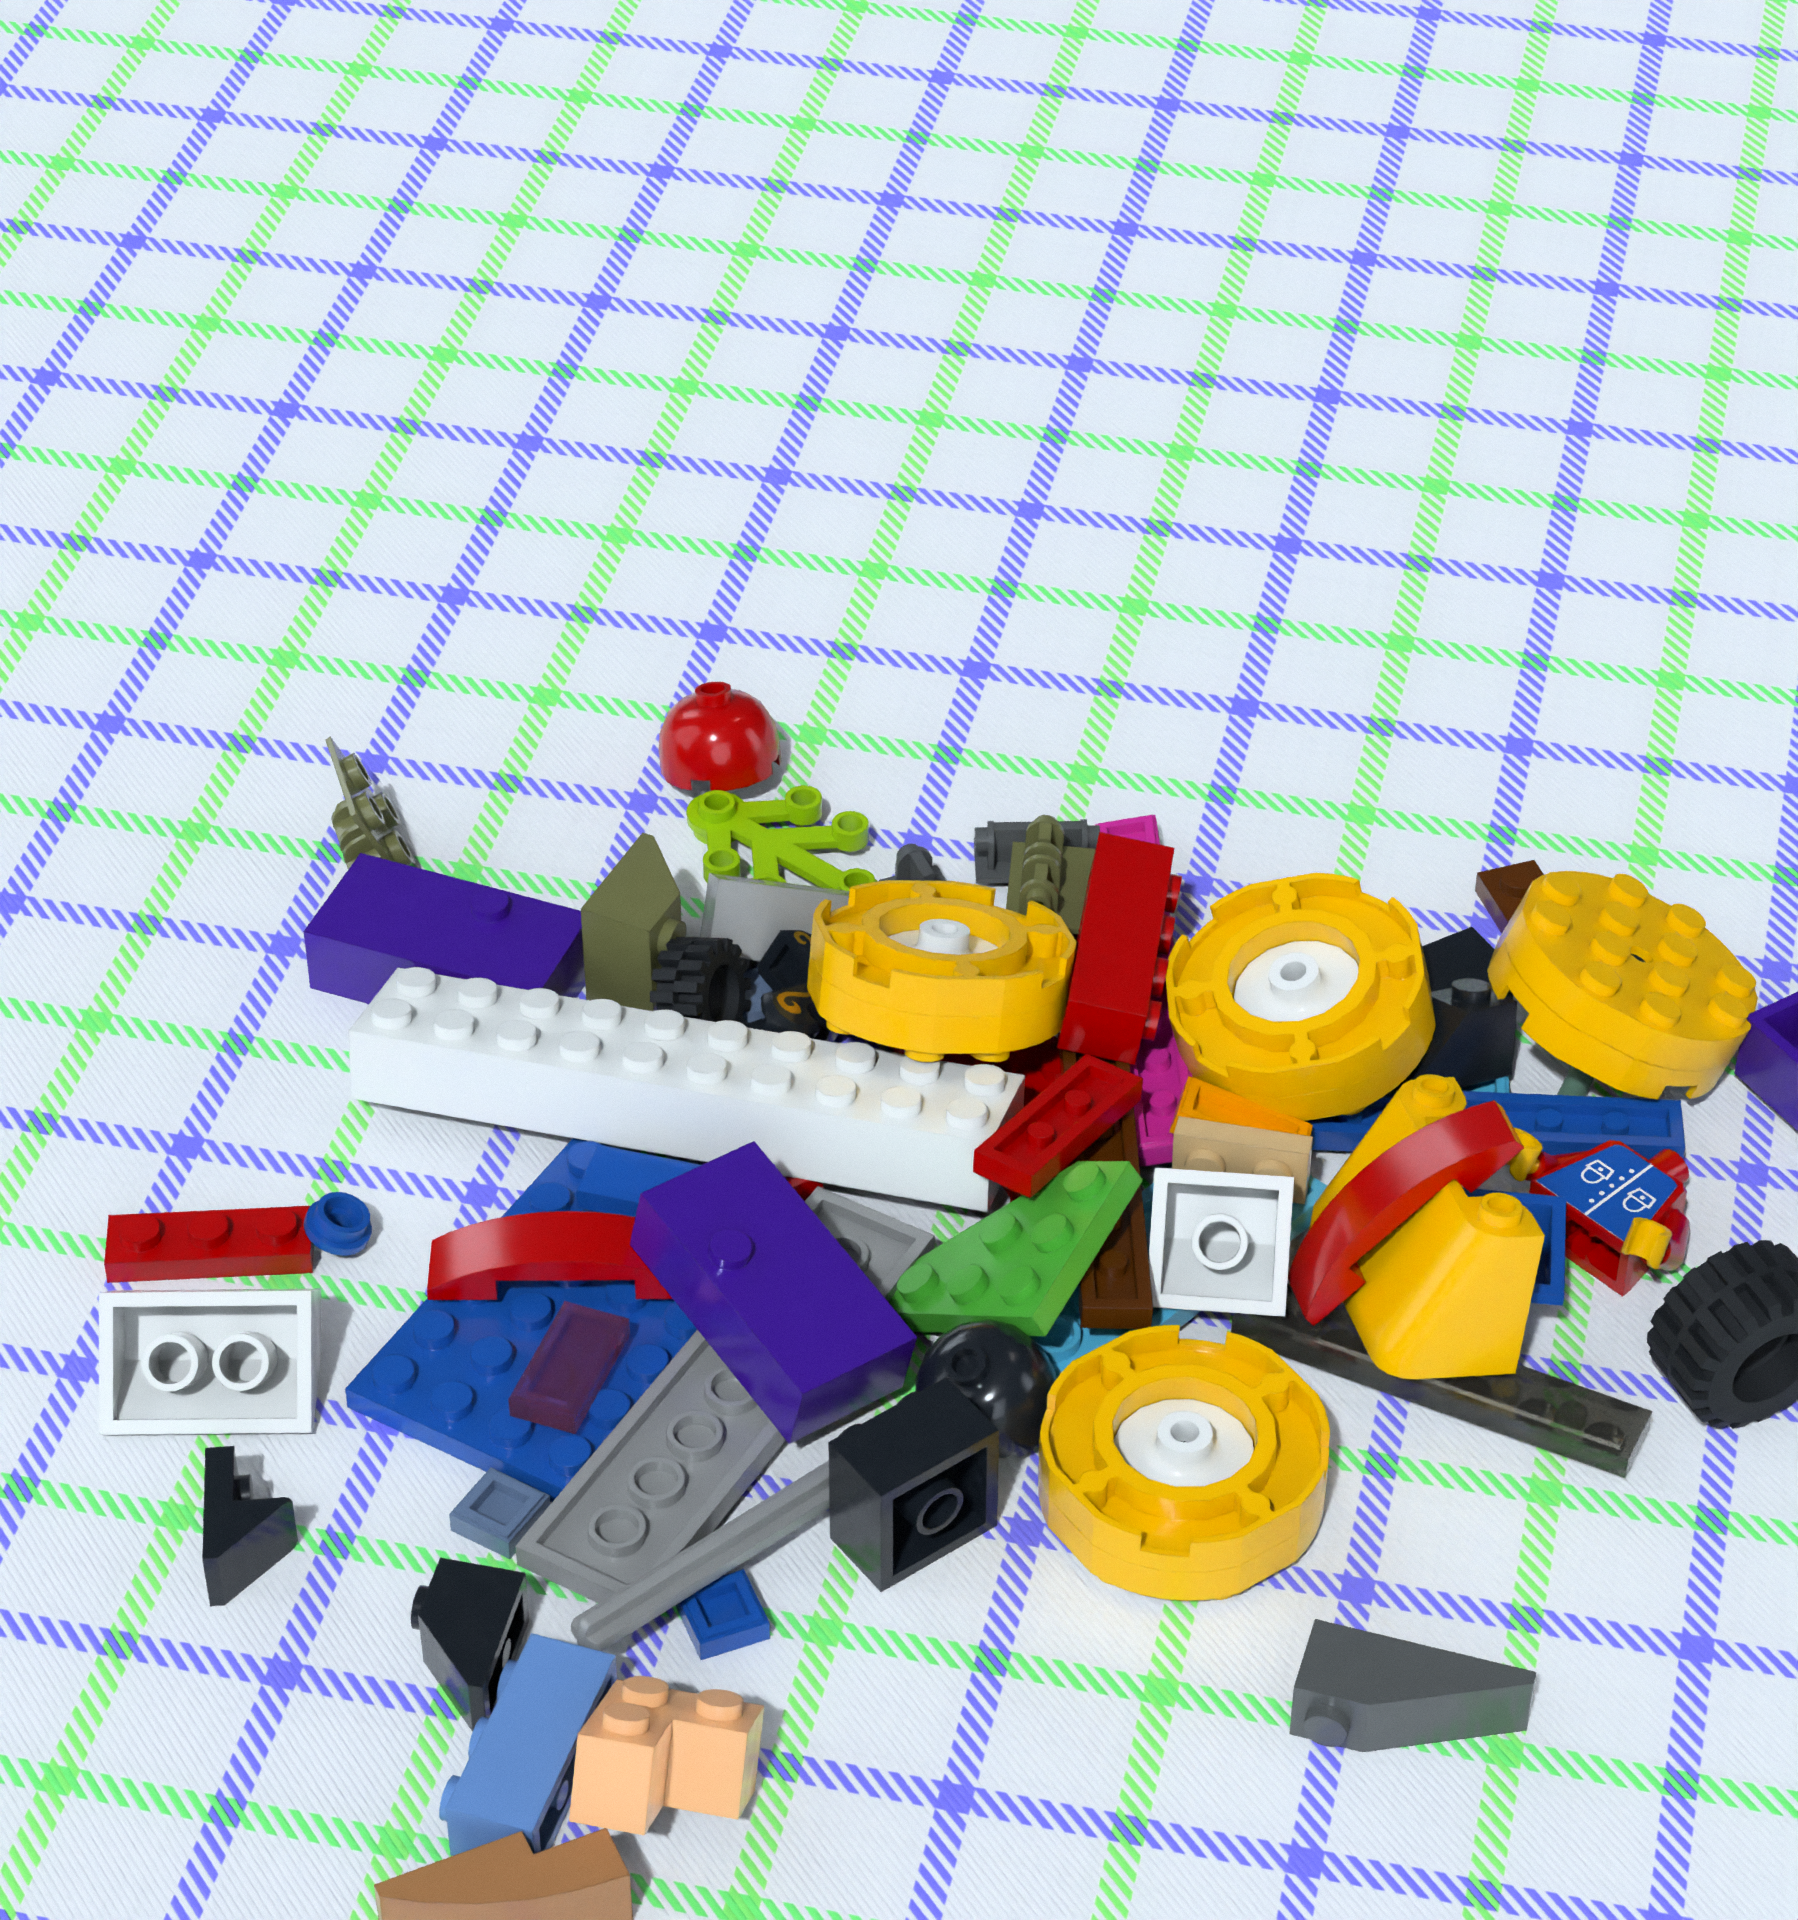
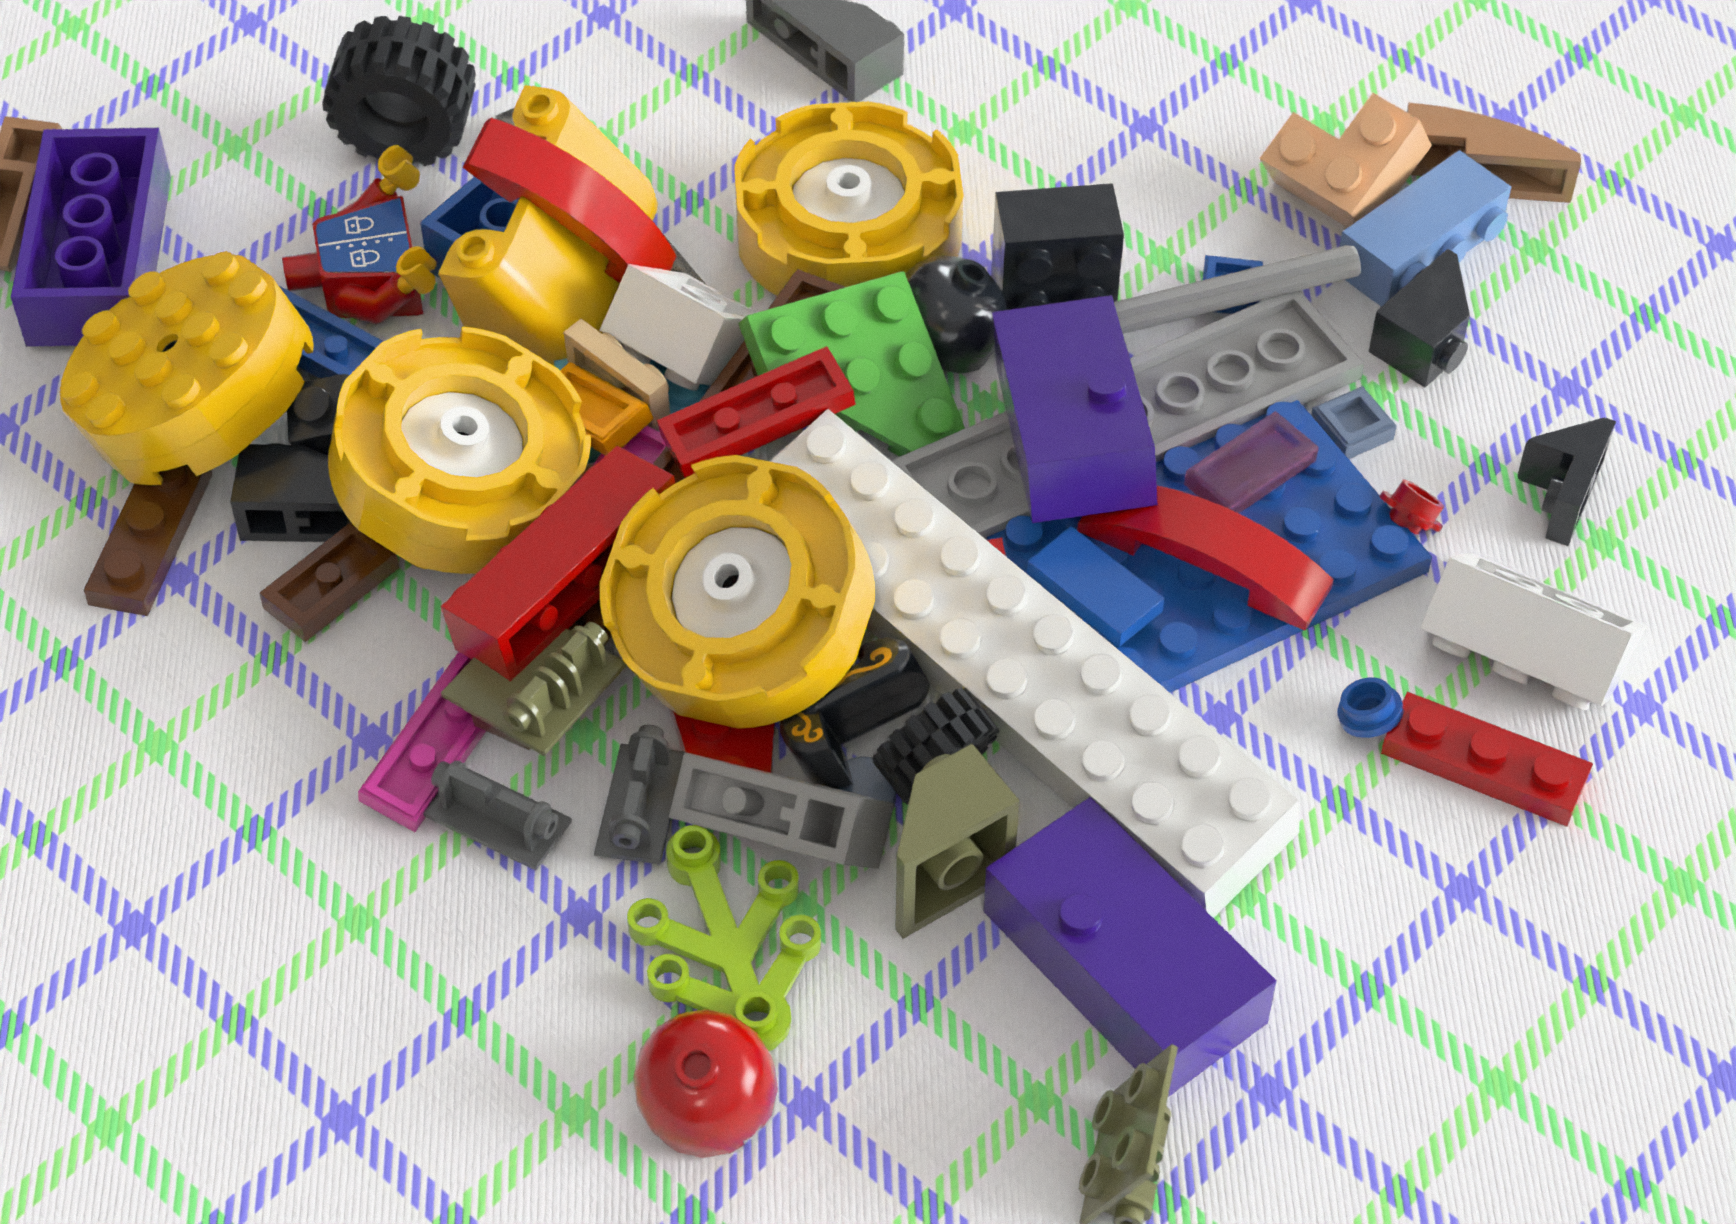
camera: 150 degrees left, 10 degrees up
(369, 1434) = (1413, 507): none -> red plate

